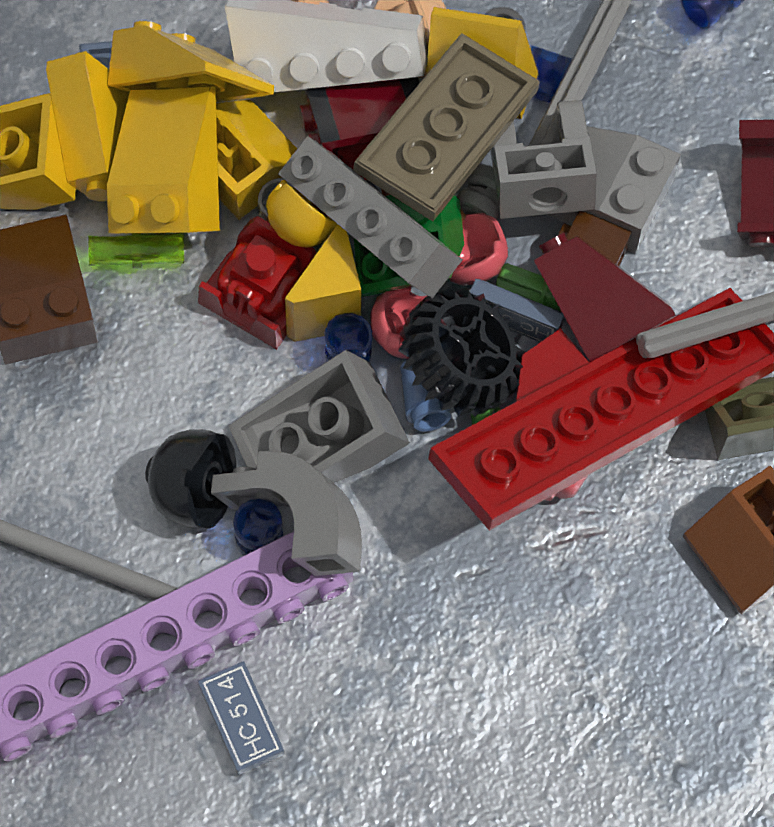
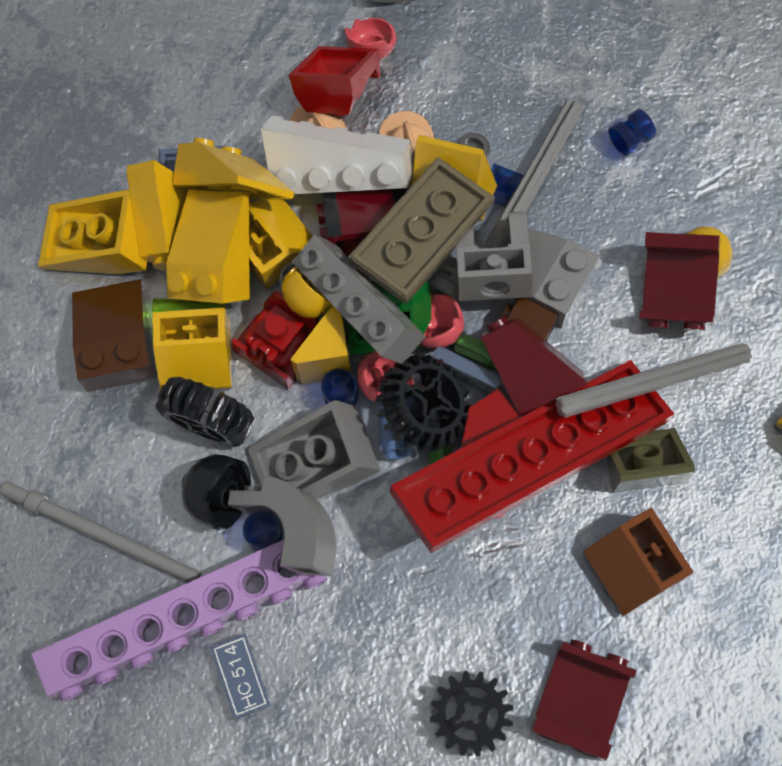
camera: 10 degrees right, 5 degrees up
(147, 299) = (193, 346): none -> yellow slope
(171, 376) = (204, 411): none -> black gear
(565, 762) = (462, 697): none -> black gear
(696, 719) = (582, 699): none -> dark red panel

